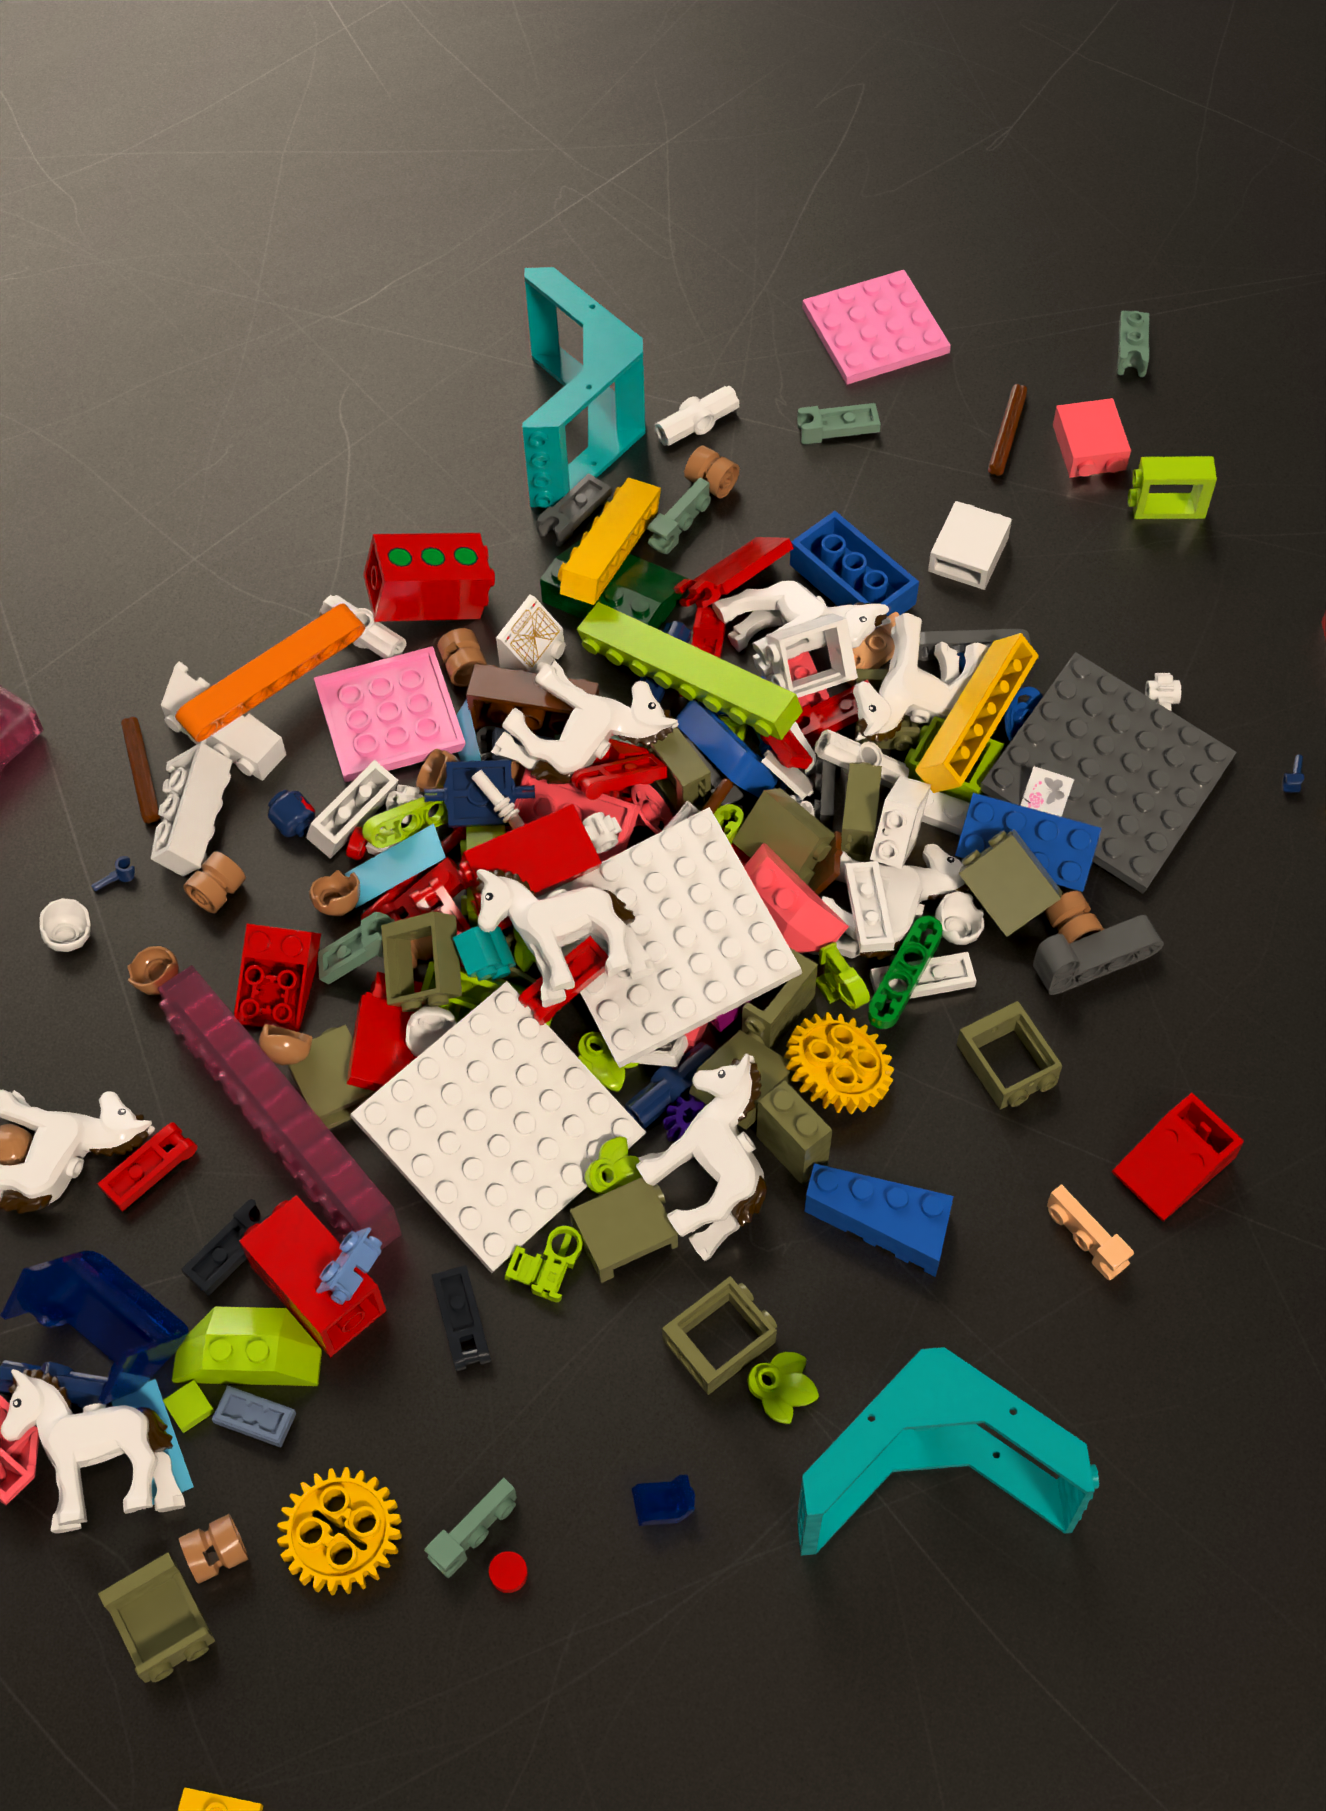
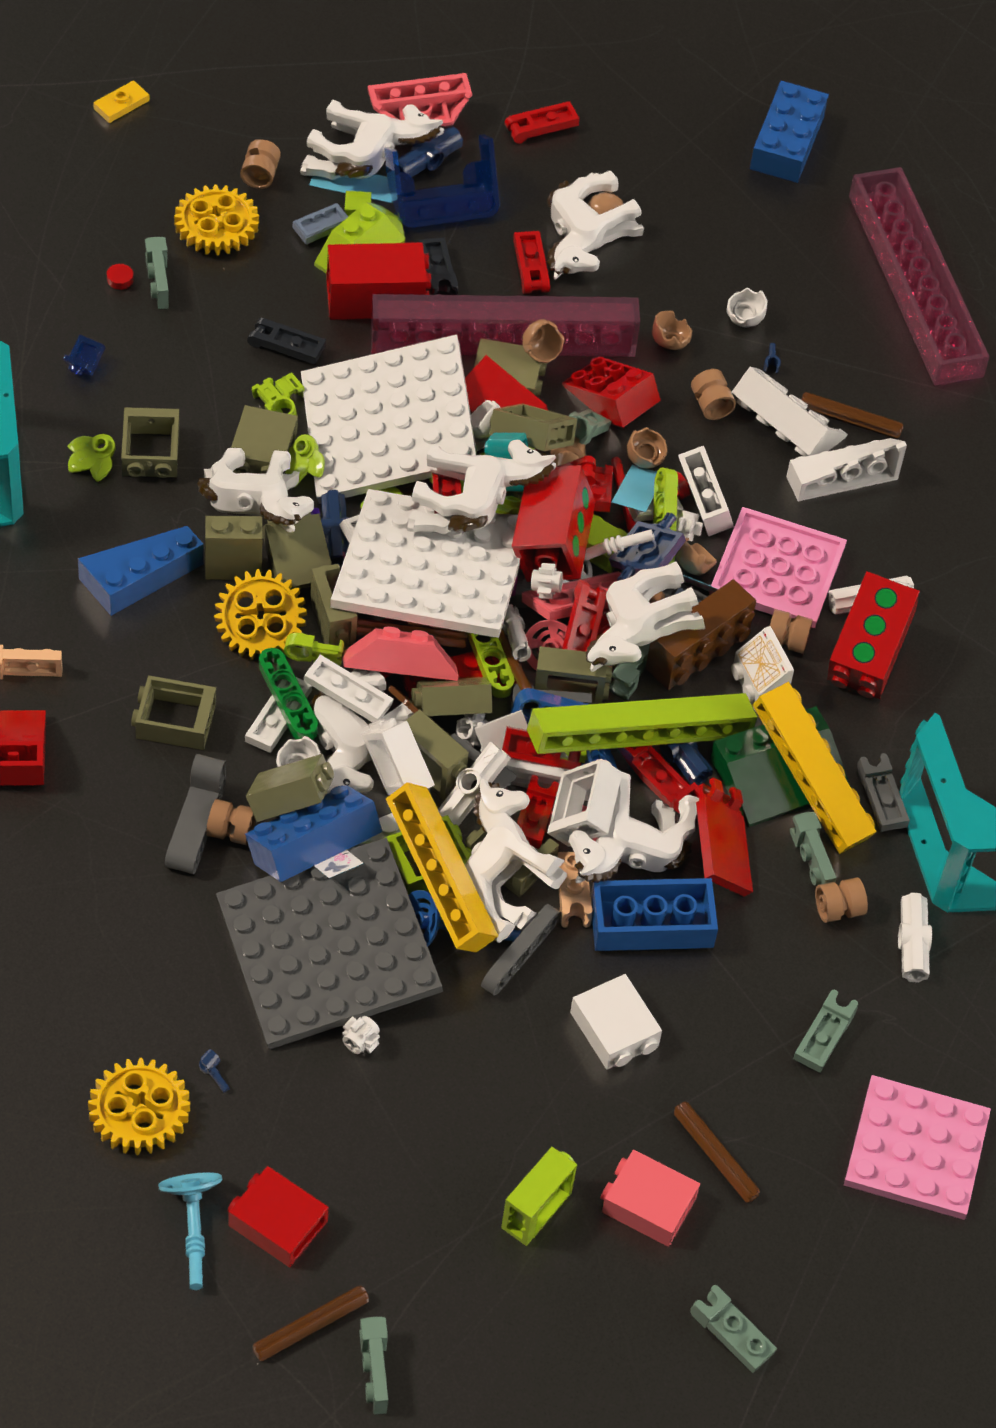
camera: 120 degrees right, 5 degrees down
(157, 1618) = (240, 127): olive panel -> none
(269, 672) = (856, 494): orange beam -> none
(291, 813) = (735, 464): dark blue head -> none
(339, 1274) = (349, 263): medium blue hinge -> none

